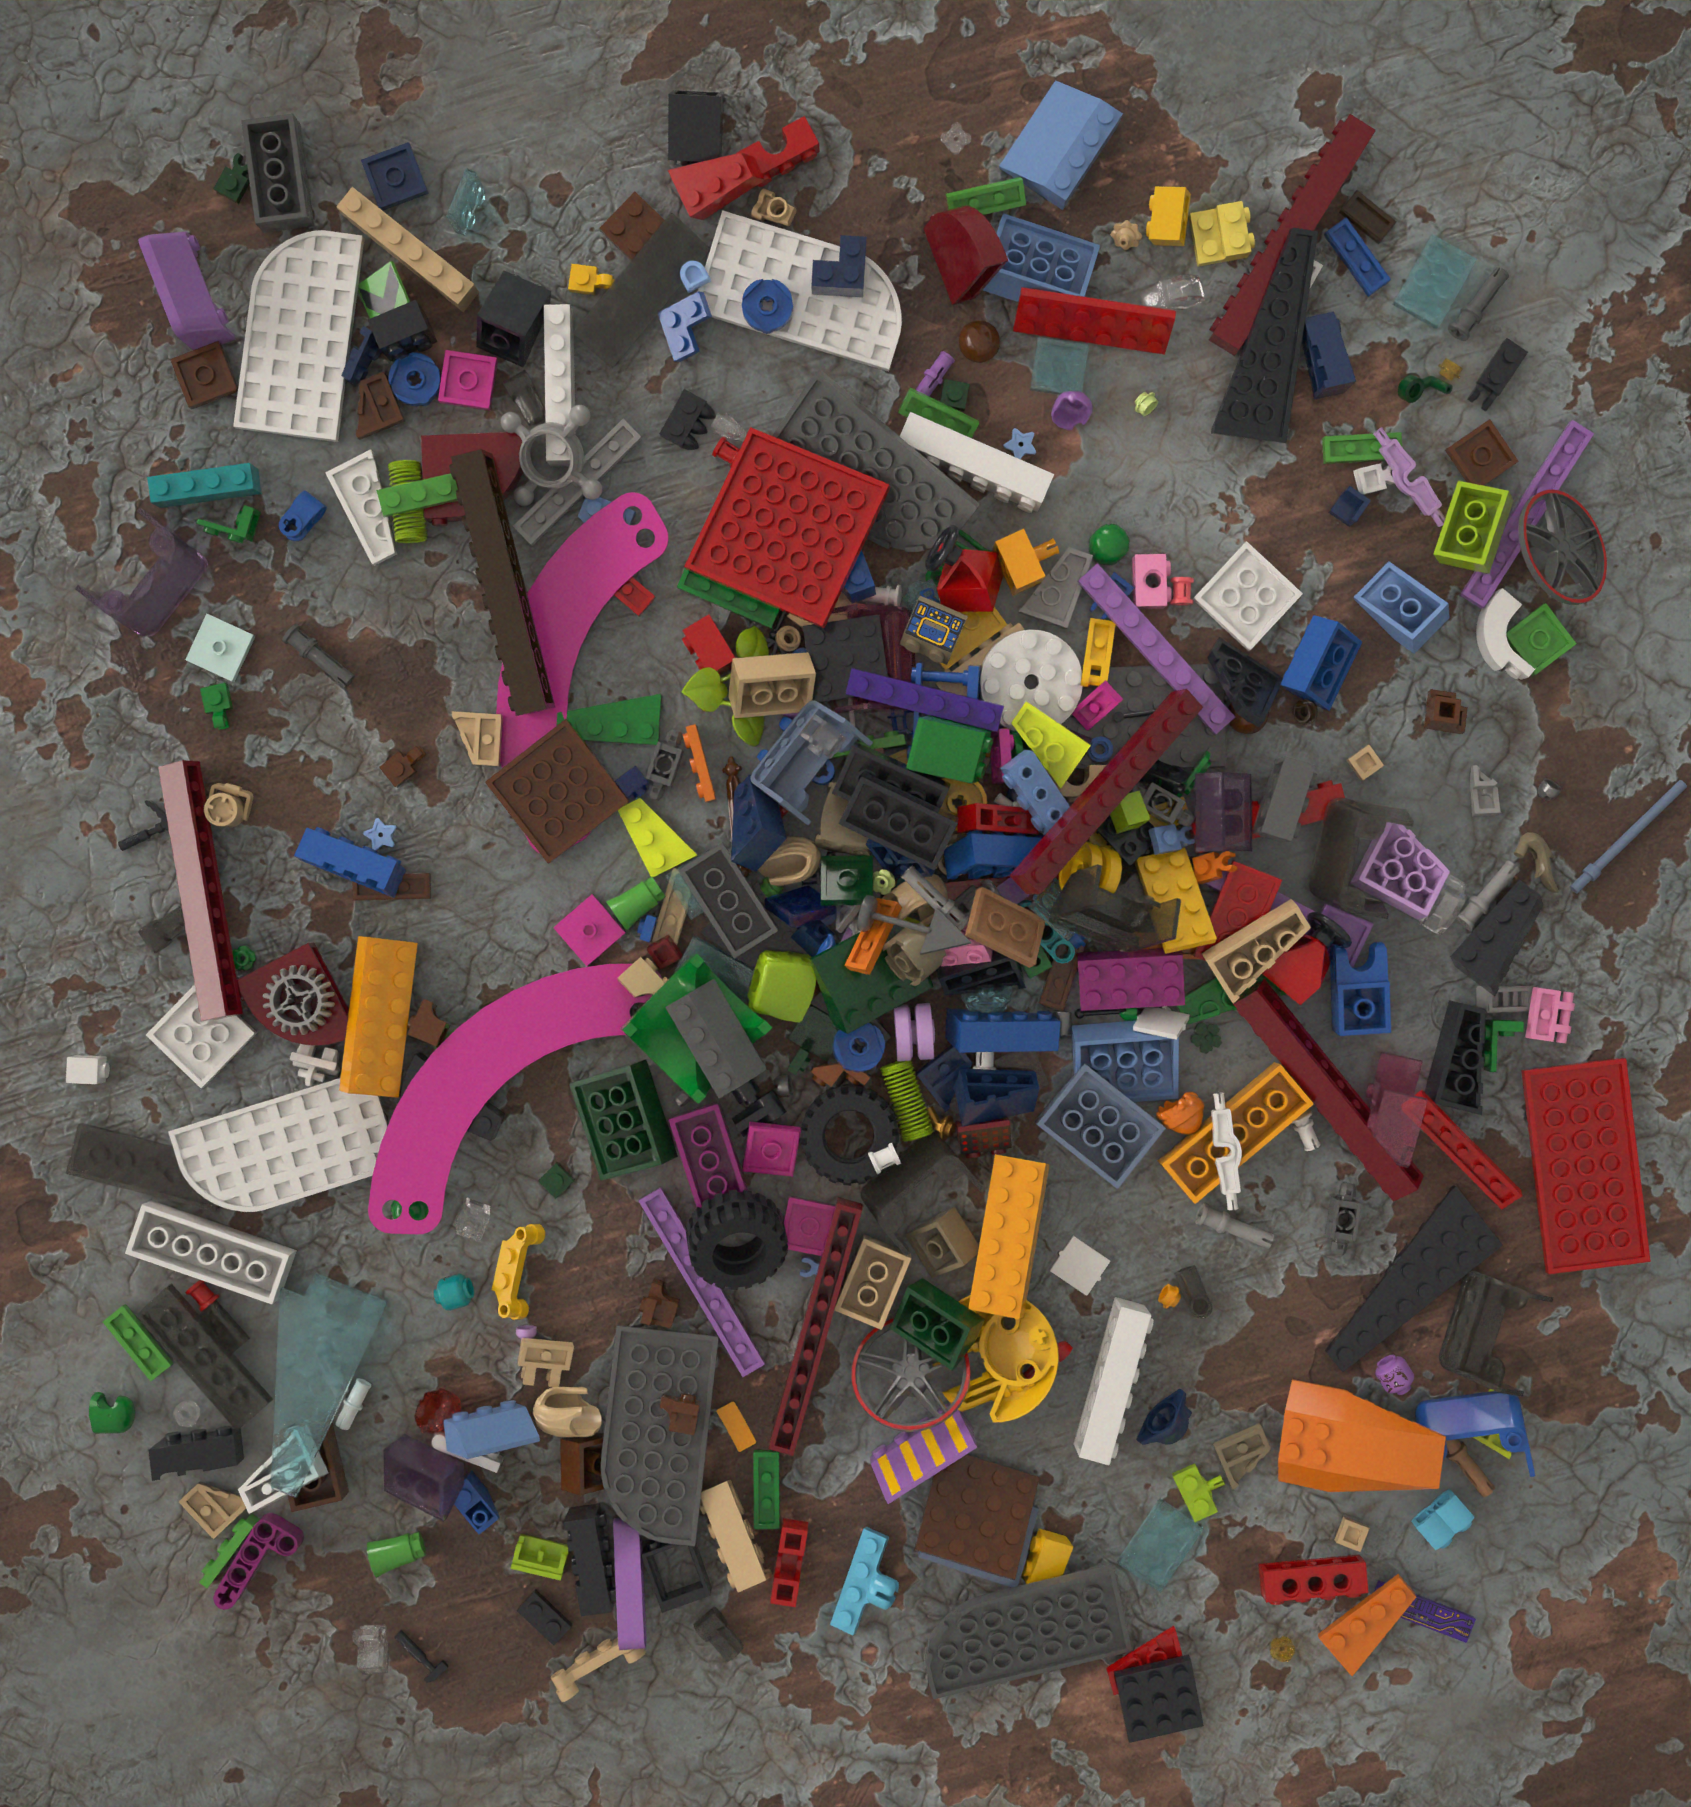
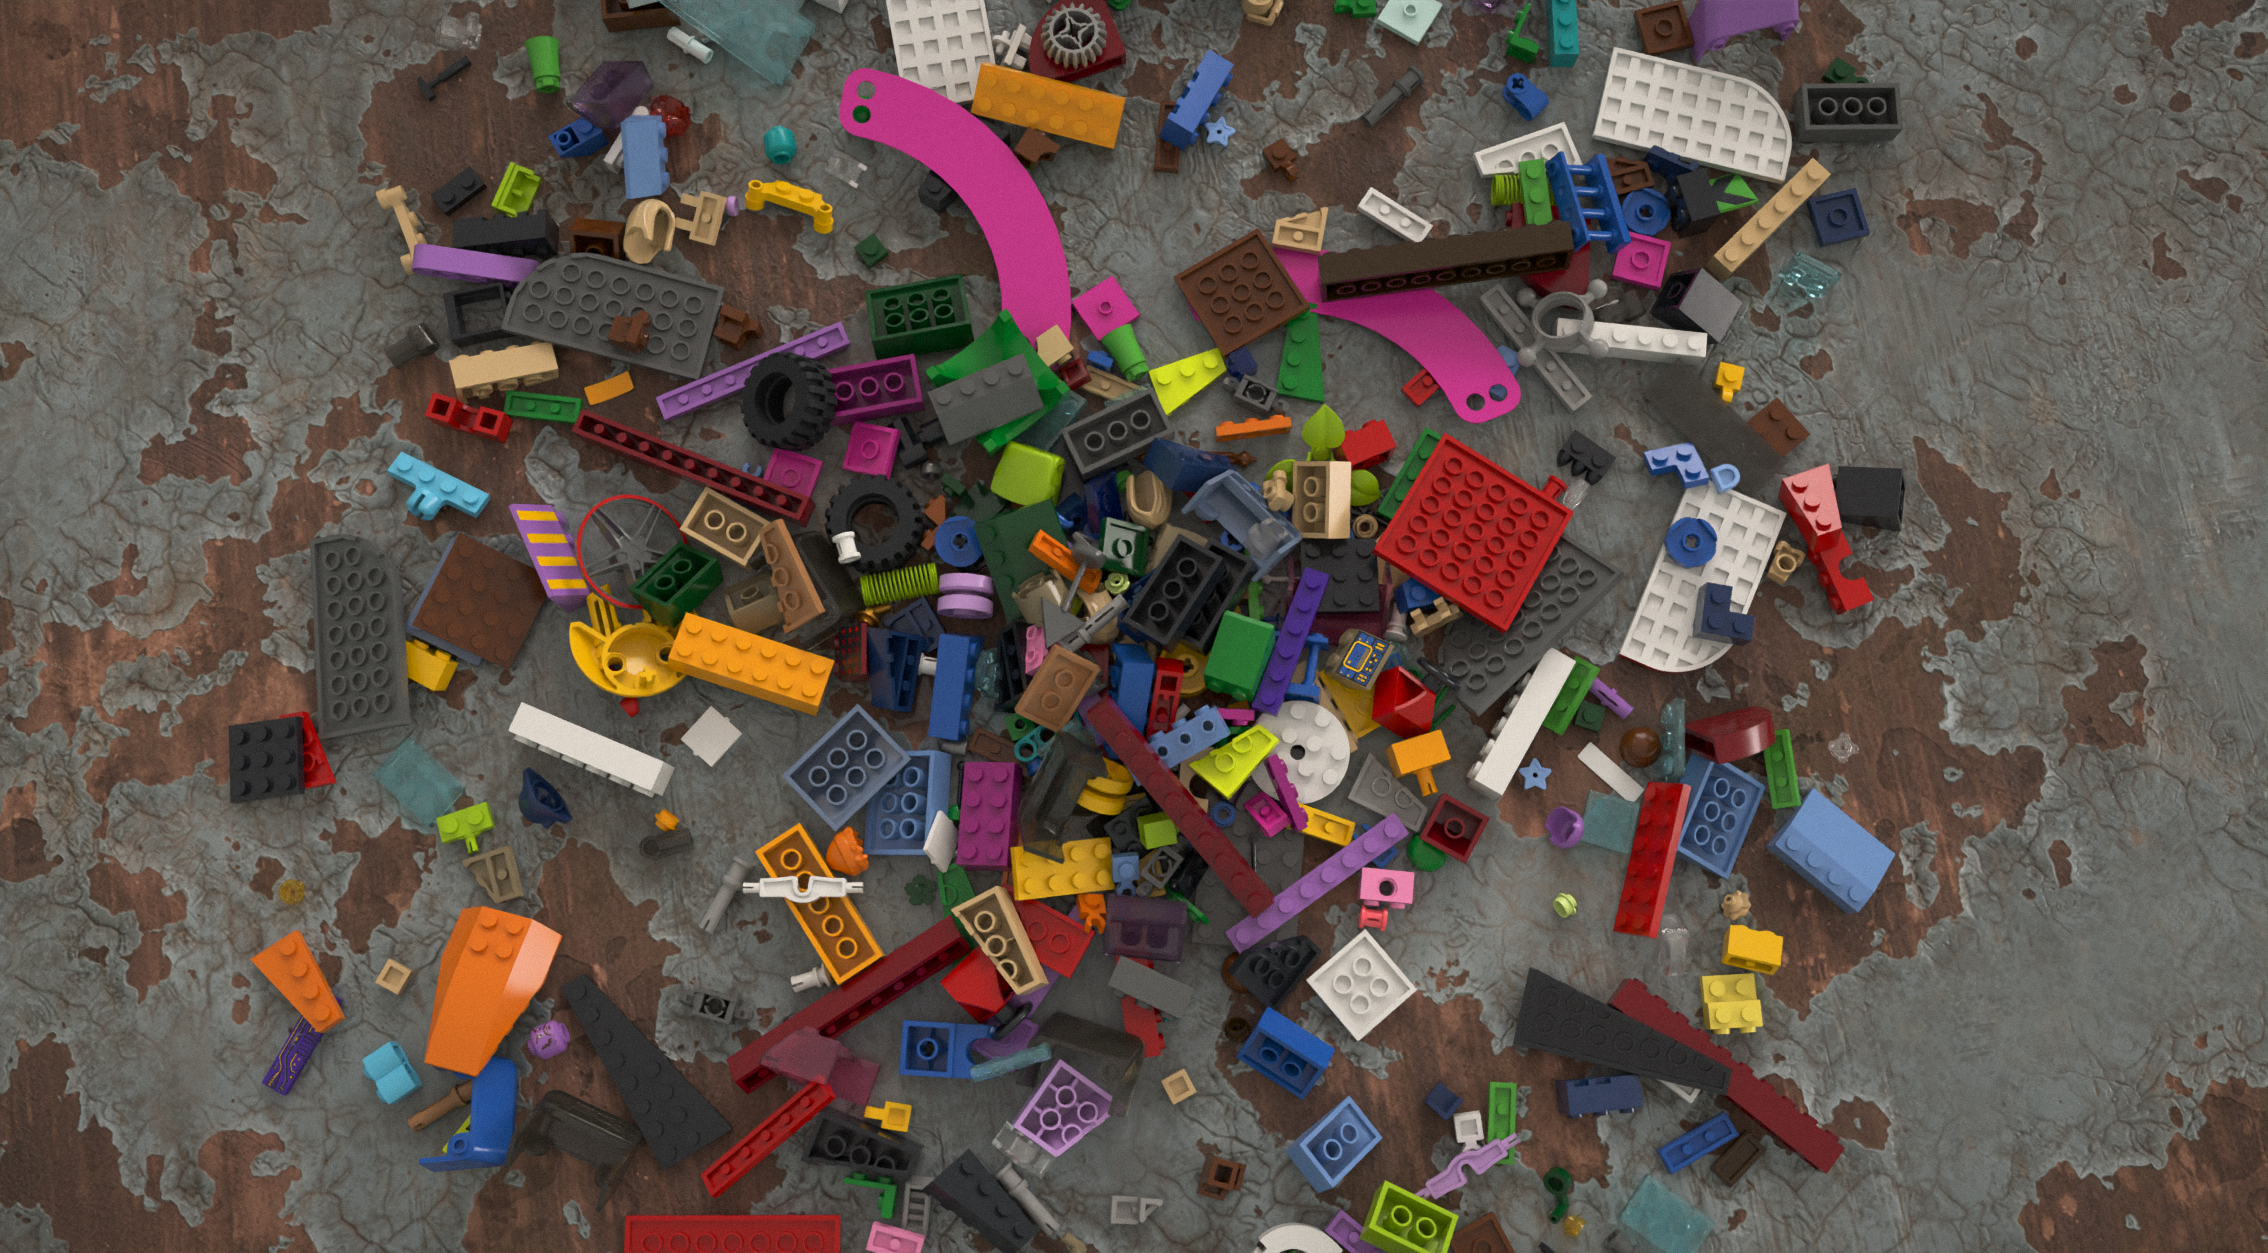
camera: 95 degrees right, 10 degrees down
(407, 423) = (1604, 199): none -> blue fence
(452, 641) = (1394, 216): none -> white plate
(769, 732) = (1276, 493): none -> tan plate
(882, 568) = (1425, 624): none -> tan plate
(932, 1203) = (795, 589): none -> medium nougat wing
(973, 308) = (1673, 740): none -> clear light blue plate
(1007, 369) = (1610, 773): none -> white sticker
(1077, 687) = (1286, 793): none -> magenta plate
(1087, 520) = (1453, 827): none -> dark red slope
(1274, 1574) = (365, 942): red brick -> none
(1374, 935) = (1000, 1065): none -> clear light blue pin
(1425, 1032) = (894, 1115): none -> yellow plate

